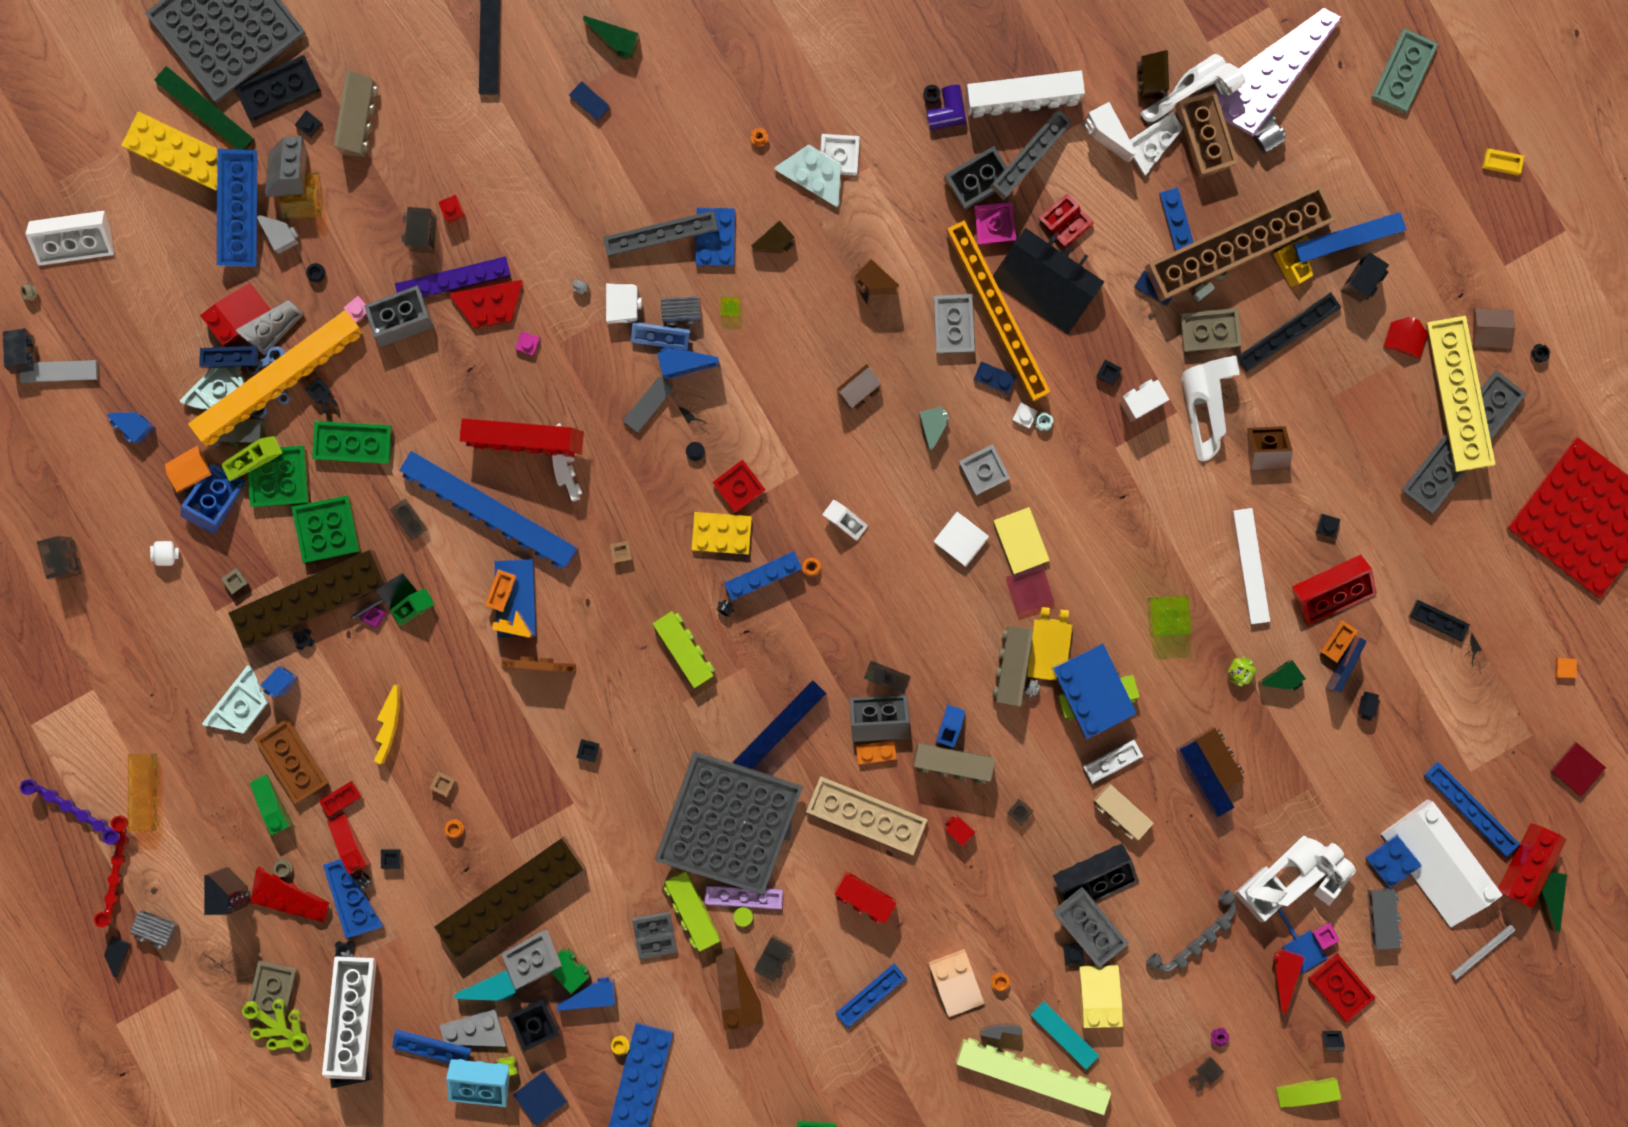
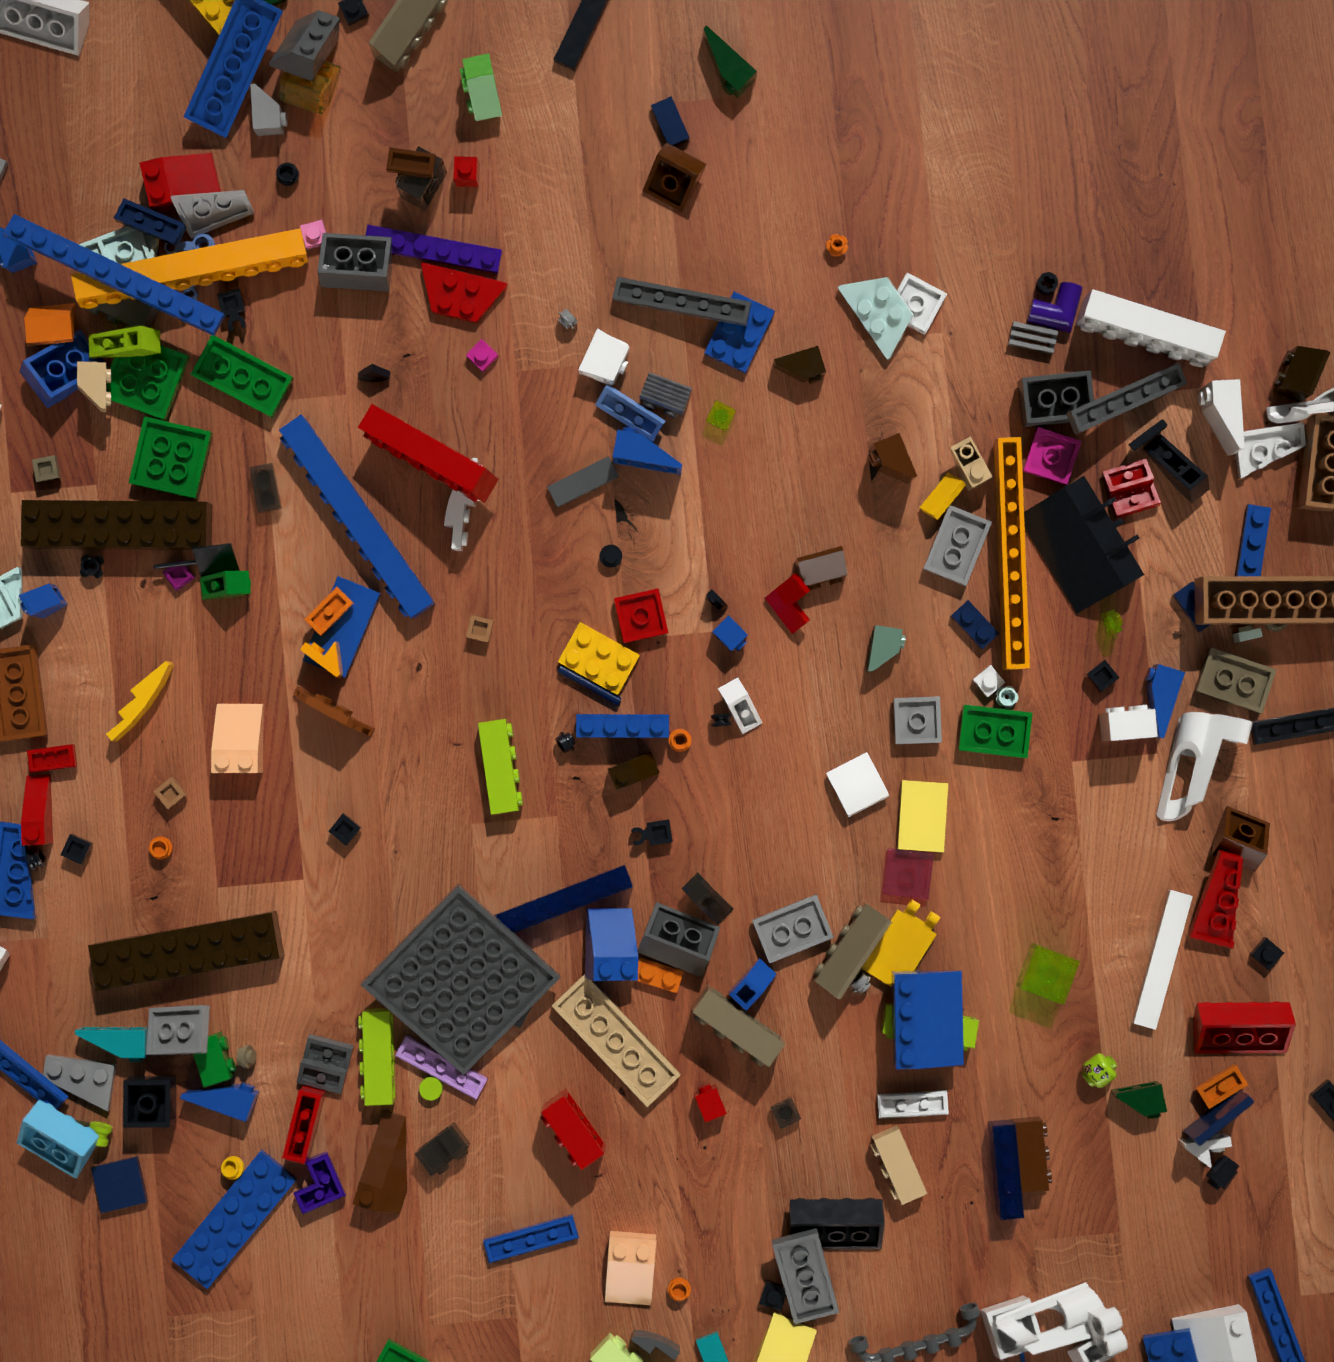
camera: 25 degrees right, 0 degrees up
(221, 409) = (114, 275): none -> blue plate
(241, 499) = (92, 383): none -> tan slope
(408, 222) = (411, 162): none -> reddish brown tile
(431, 136) = (480, 83): none -> bright green brick
(451, 395) = (373, 374): none -> black tile
(475, 719) = (238, 739): none -> light nougat slope
(592, 956) = (246, 1056): none -> dark tan plate
(611, 141) = (674, 177): none -> reddish brown slope
(659, 987) = (303, 1124): none -> red brick
(698, 1027) = (326, 1184): none -> dark purple brick
(723, 556) = (588, 684): none -> dark blue bar
(787, 606) = (633, 770): none -> dark brown slope
(790, 448) = (715, 599): none -> black tile
(813, 469) = (730, 634): none -> blue brick
(826, 645) = (657, 832): none -> black plate
(830, 745) = (610, 945): none -> blue slope
(835, 537) = (721, 720): none -> black bush
(842, 425) = (784, 602): none -> red tile
(926, 291) = (942, 496): none -> yellow tile
(935, 257) = (970, 464): none -> tan slope
(937, 133) = (1048, 350): none -> light grey tile
(961, 670) = (792, 928): none -> light grey plate
(1046, 451) = (995, 731): none -> green plate
(1060, 174) = (1147, 435): none -> black tile
(1094, 189) = (1178, 468): none -> black slope
(1097, 328) = (1112, 621): none -> clear neon green plate
(1159, 363) = (1162, 694): none -> blue slope
(1274, 507) = (1217, 907): none -> red wing
(1345, 696) = (1215, 1144): none -> white slope

